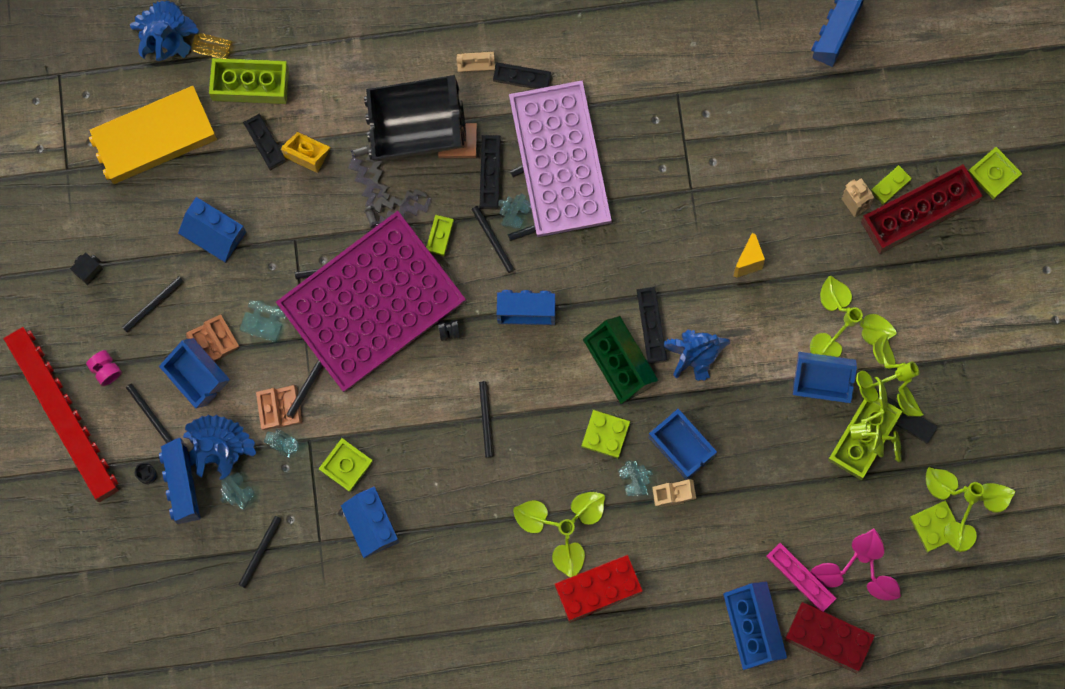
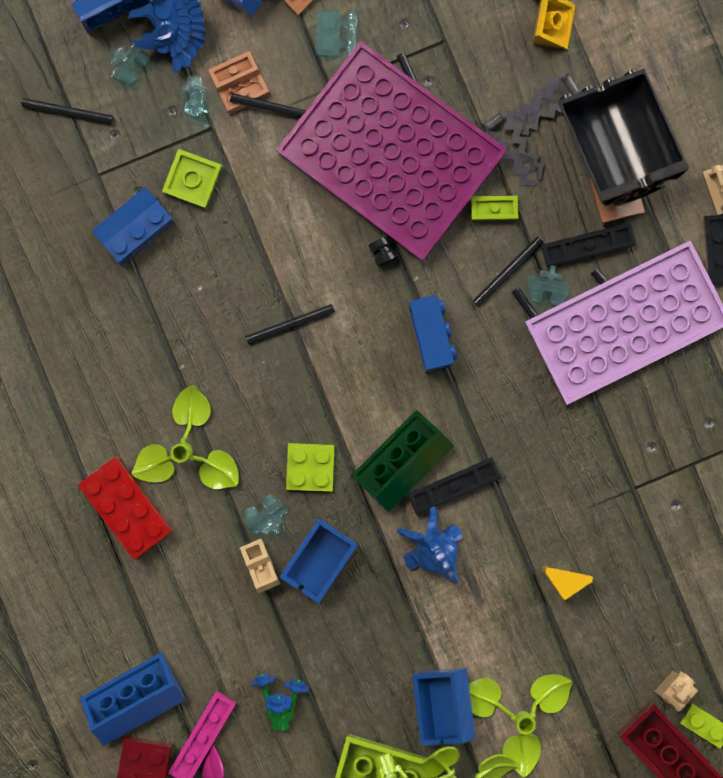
camera: 70 degrees right, 10 degrees up
(789, 505) = (279, 704): none -> plant

